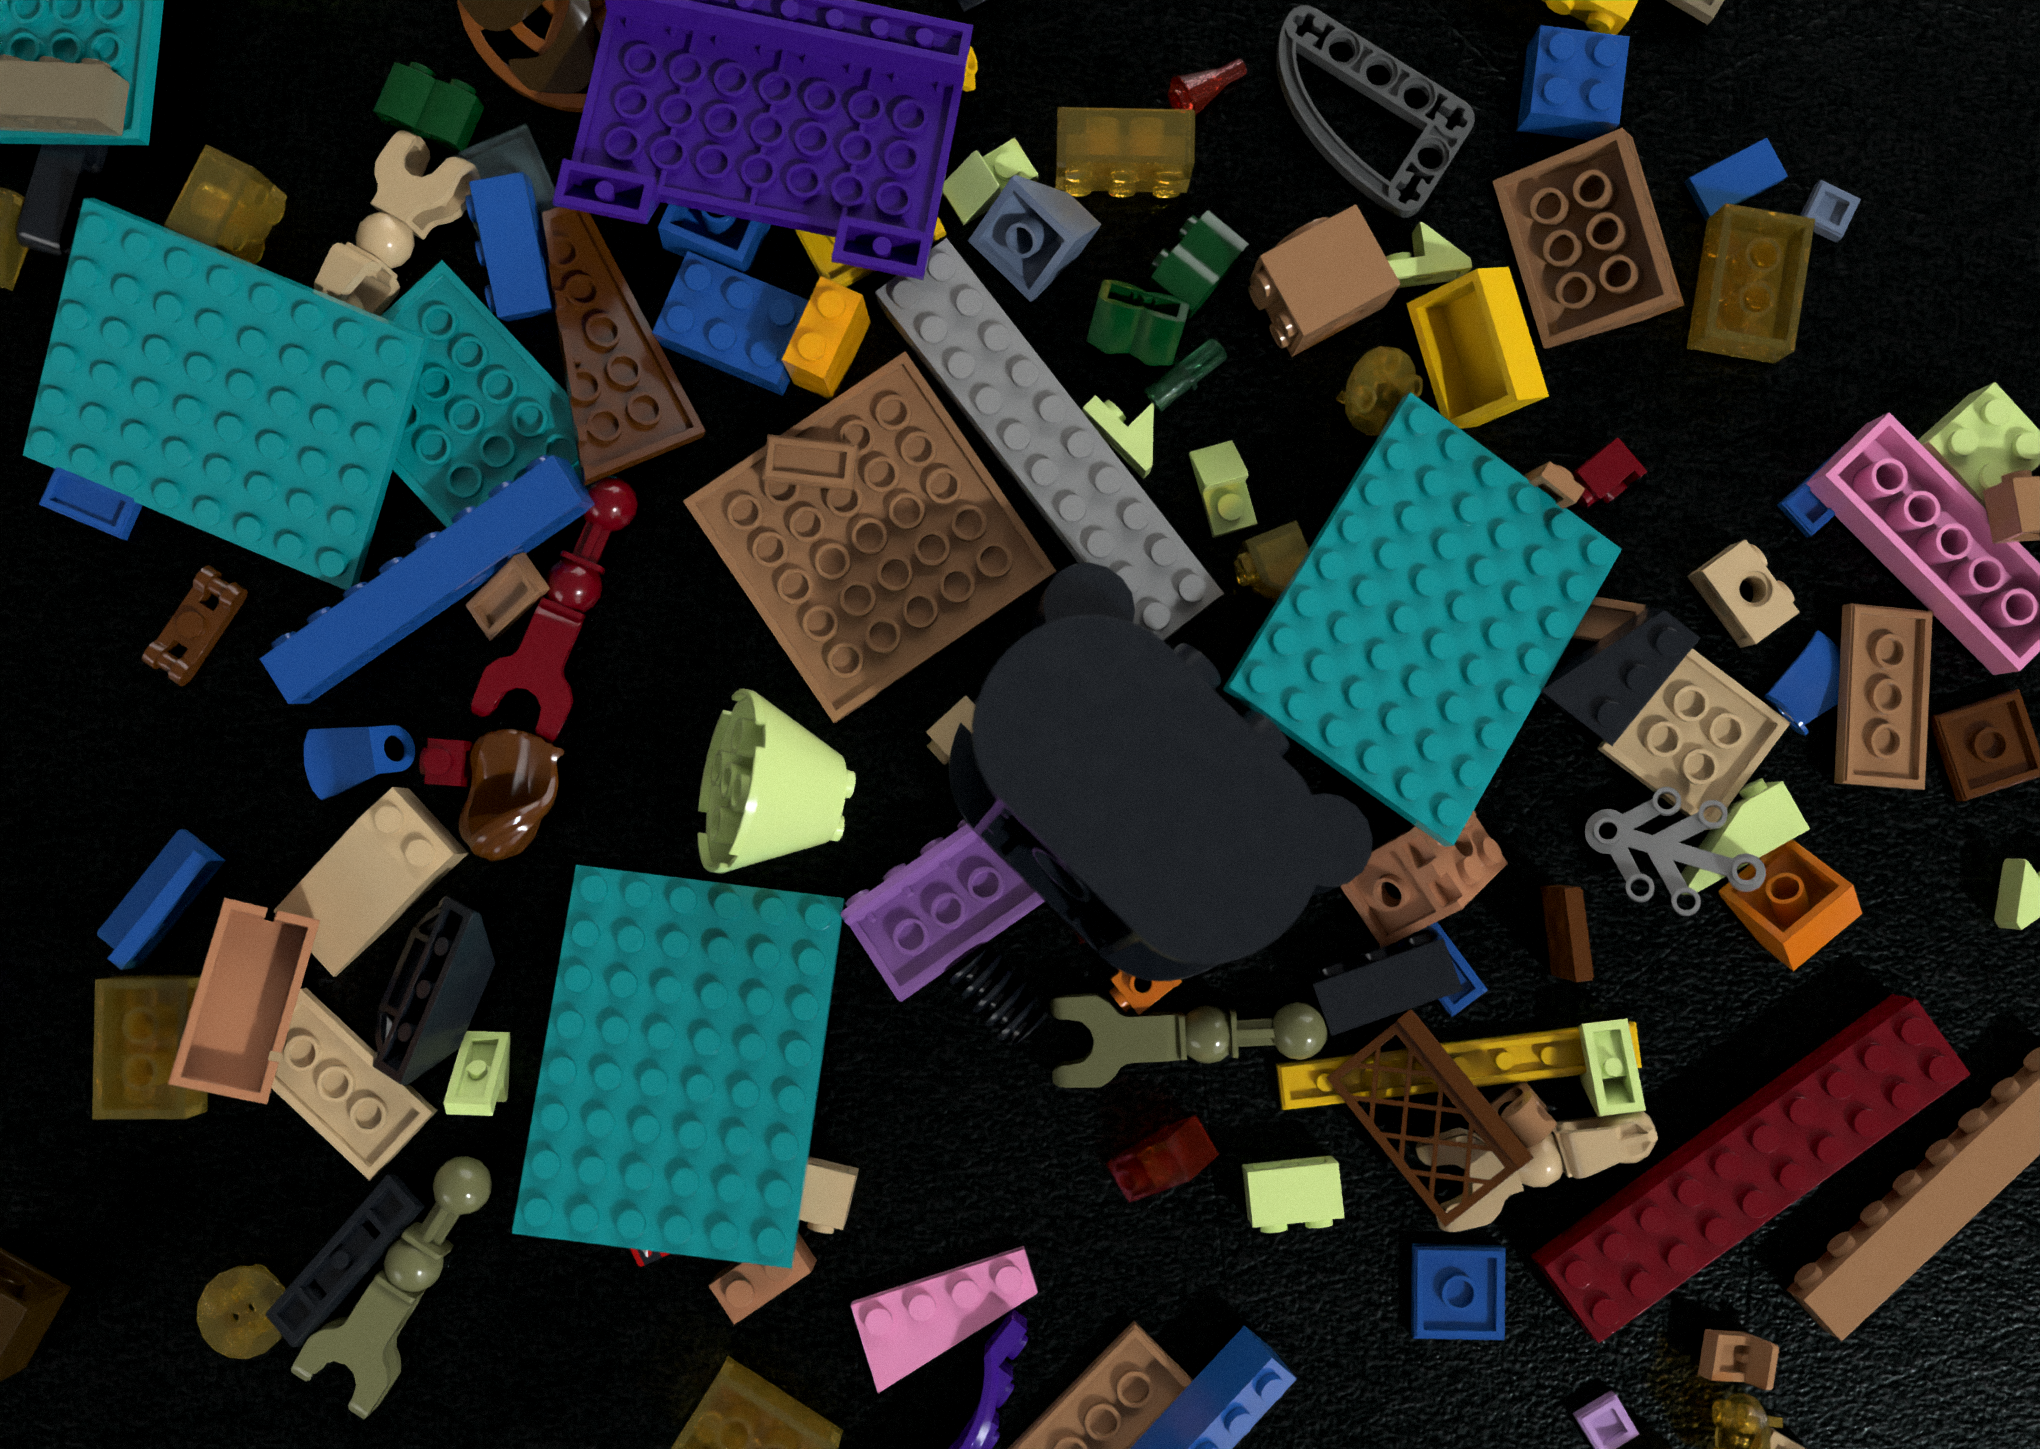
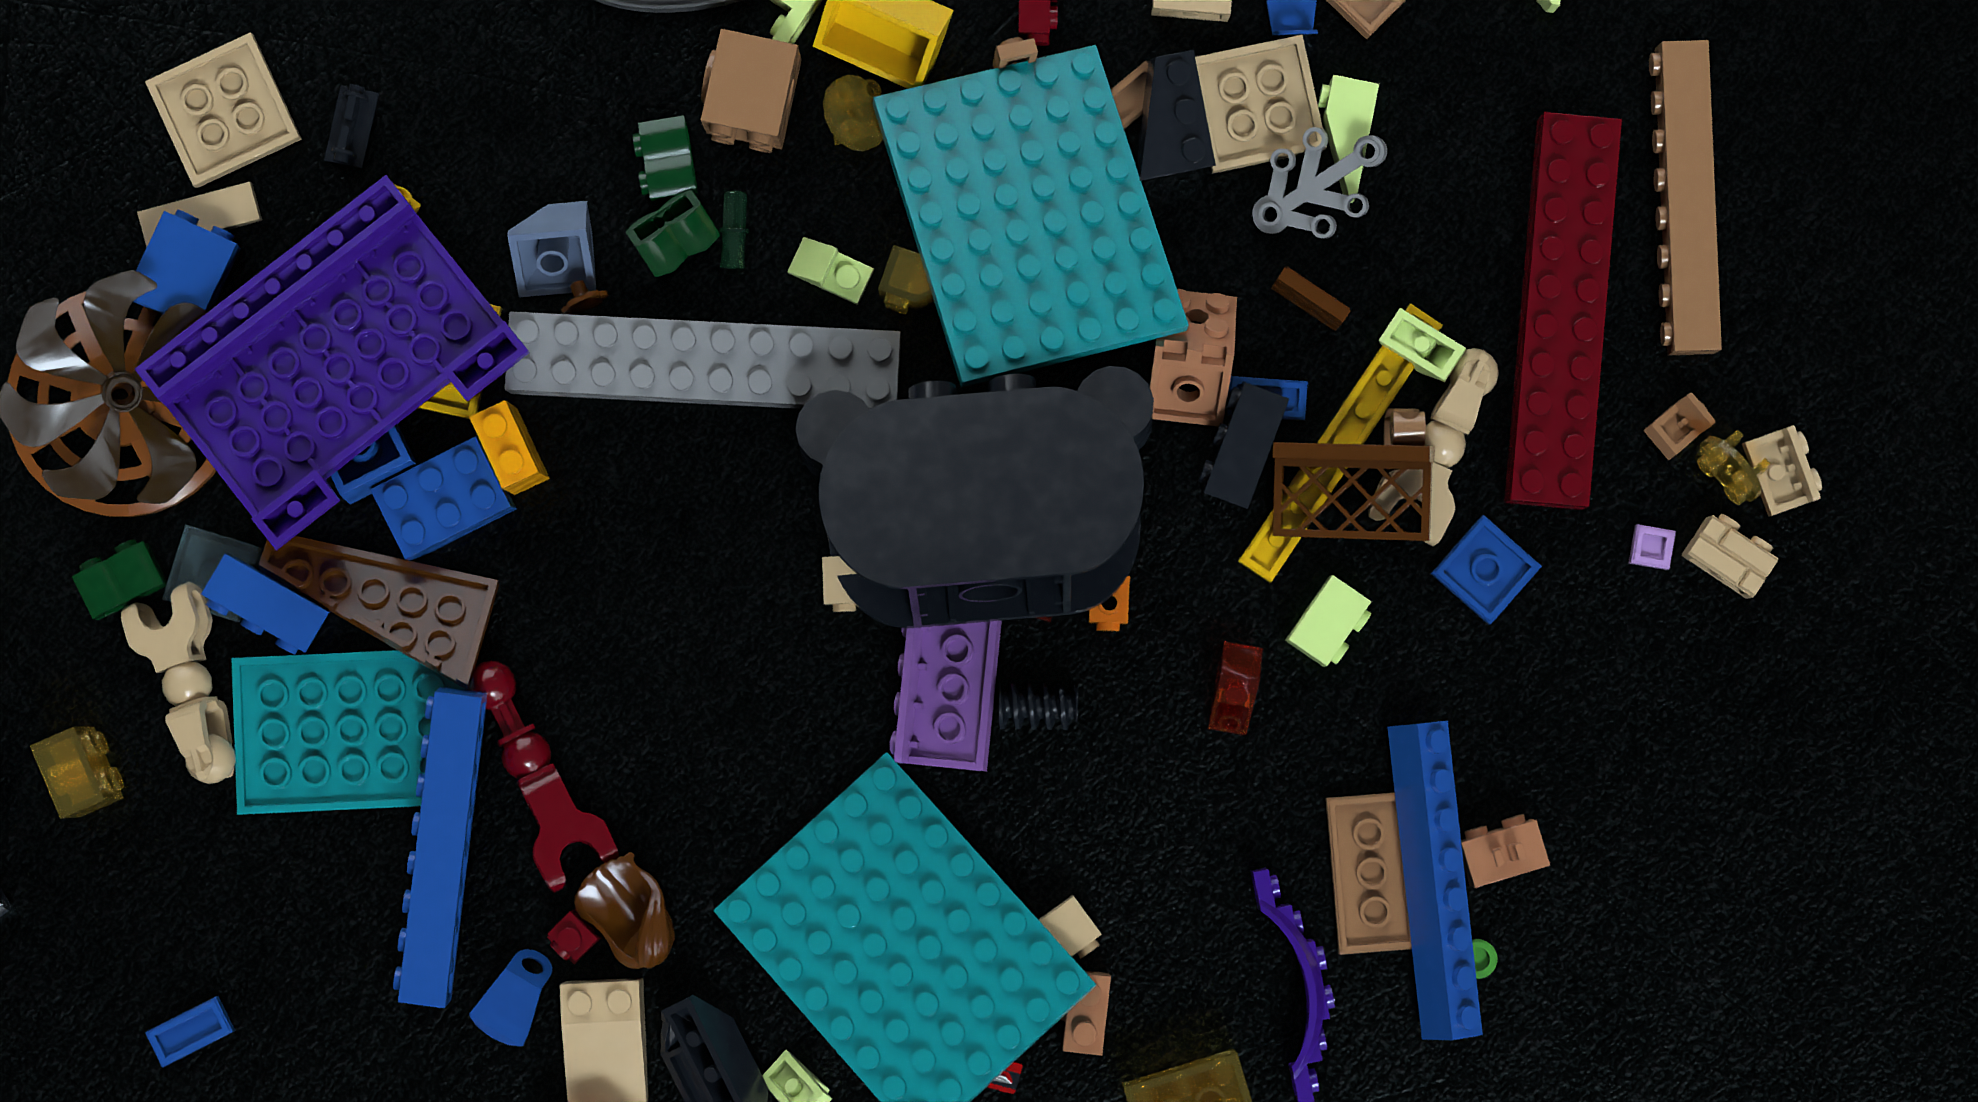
camera: 50 degrees left, 0 degrees up
(195, 626) = (335, 1030): reddish brown plate -> none
(224, 394) = (202, 877): teal plate -> none
(507, 596) = (496, 804): medium nougat tile -> none
(768, 787) = (770, 738): yellowish green cone -> none
(810, 462) = (580, 528): medium nougat tile -> none
(882, 573) = (662, 531): medium nougat plate -> none
(930, 1315) = (1208, 928): bright pink wing -> none
(981, 179) = (490, 250): yellowish green slope -> none
(1013, 295) = (583, 298): none -> reddish brown plant
(1124, 151) = (552, 145): clear yellow brick -> none
(1130, 442) = (749, 304): yellowish green slope -> none
(1199, 88) = (550, 60): clear red cone -> none
(1202, 1034) = (1176, 592): olive piece -> none
(1796, 905) = (1420, 134): orange slope -> none

